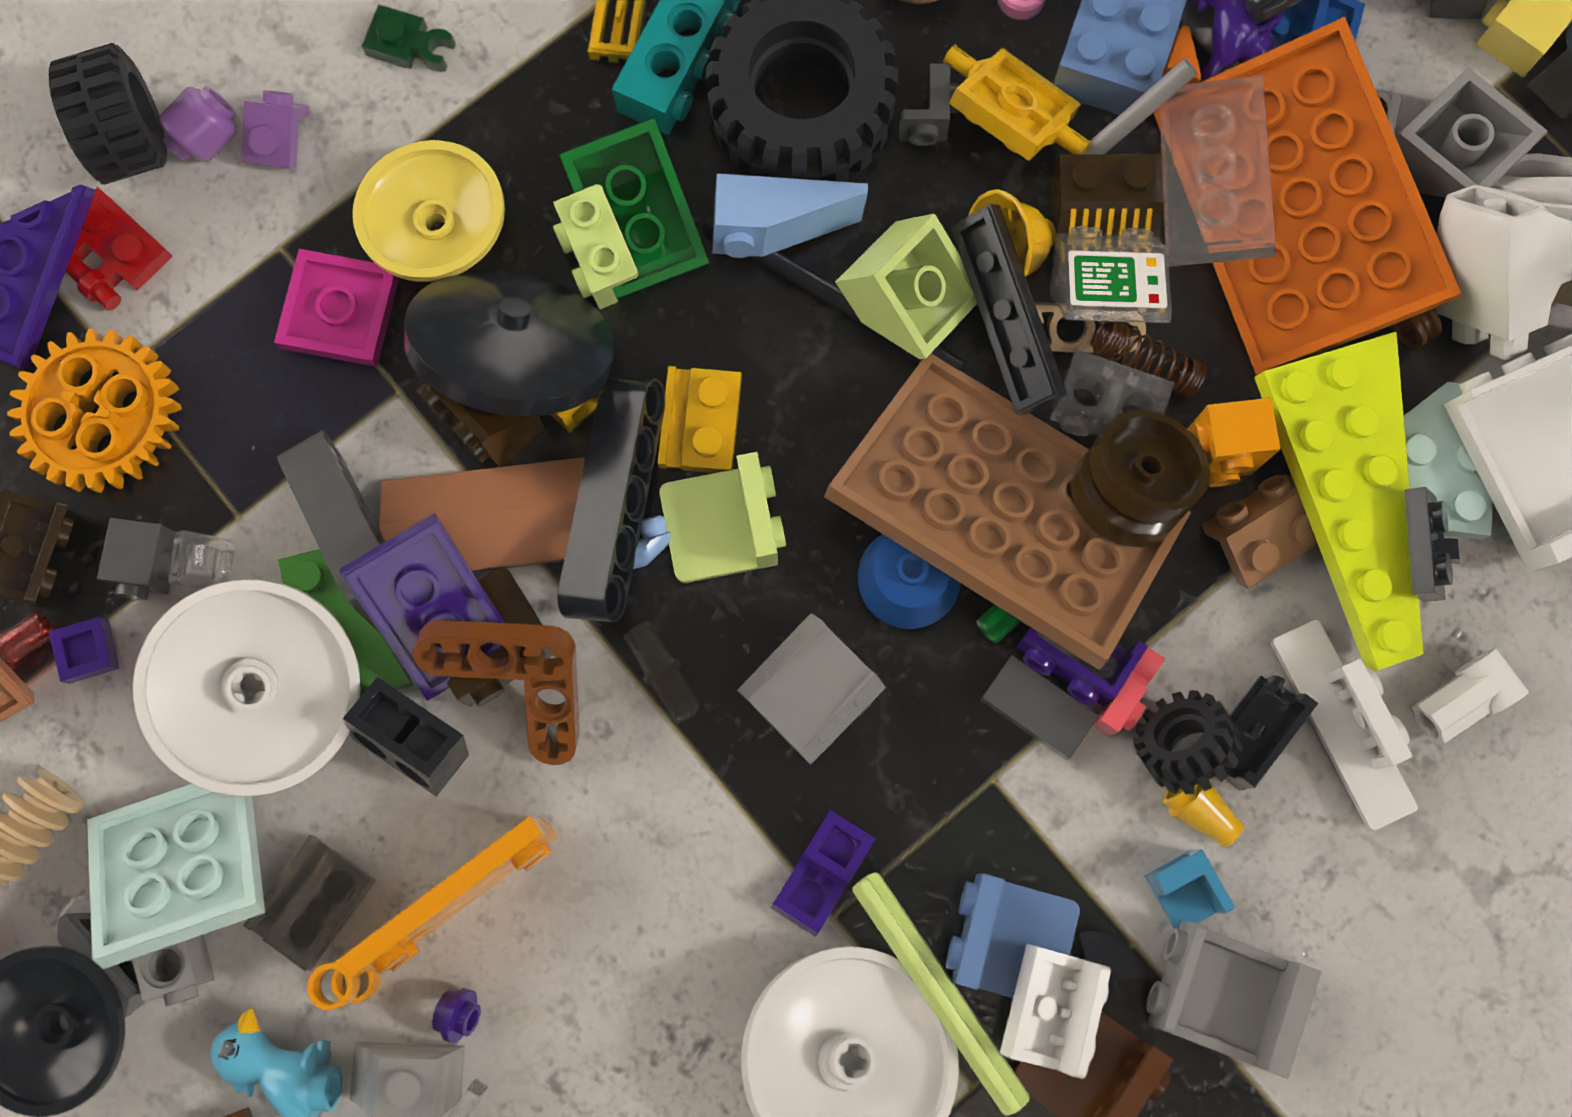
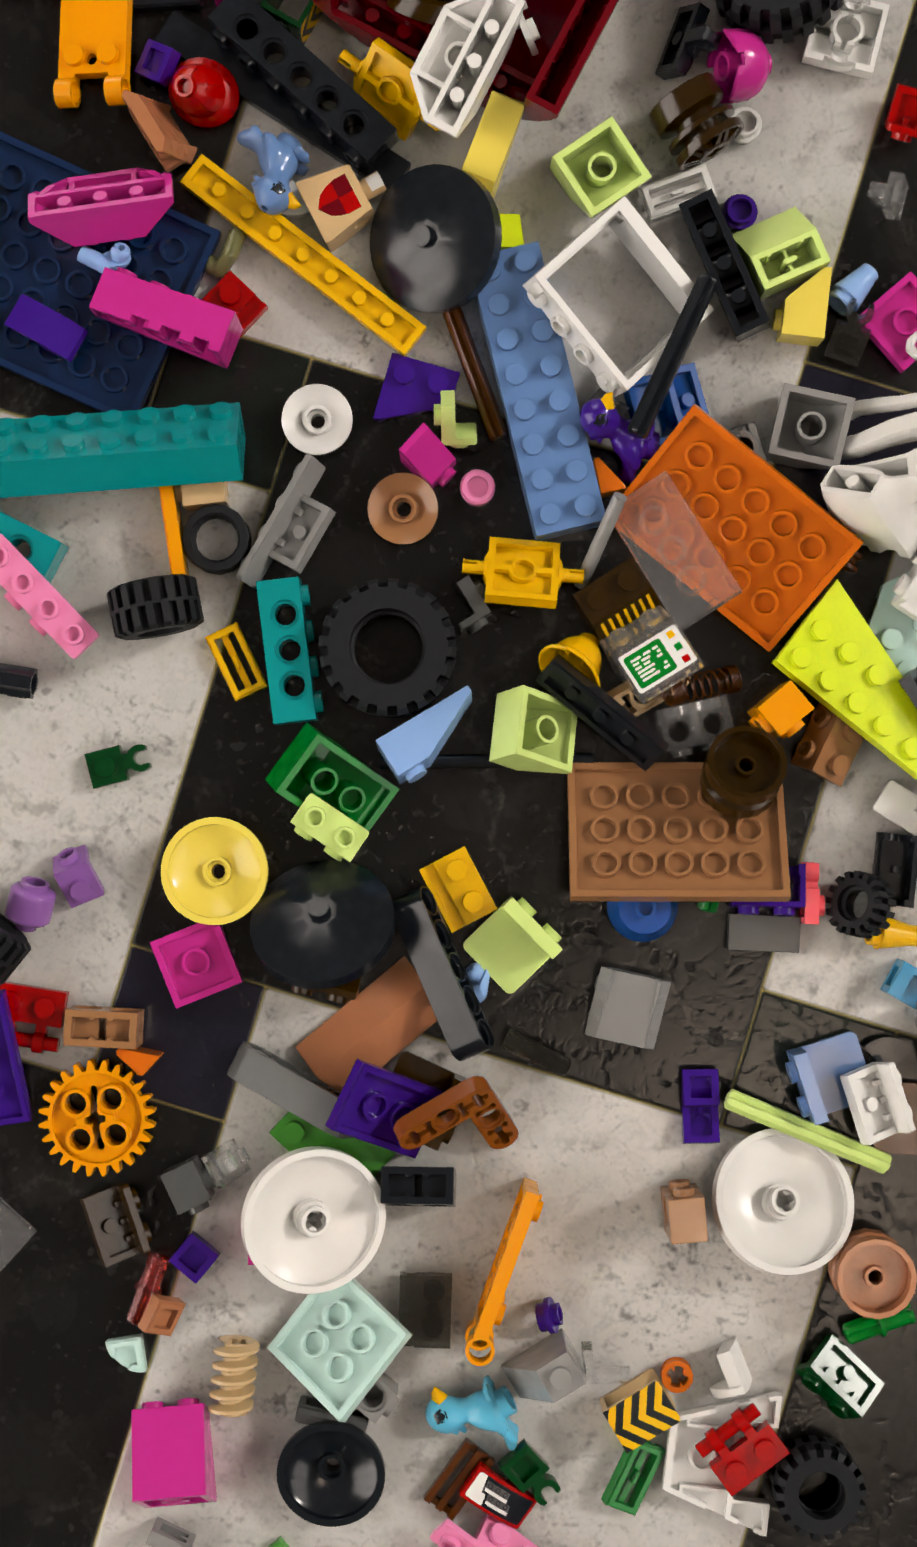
camera: 35 degrees left, 10 degrees up
(175, 306) = (103, 1027): none -> medium nougat brick
(189, 375) = (139, 1059): none -> orange slope
(712, 988) = (684, 1212): none -> medium nougat brick

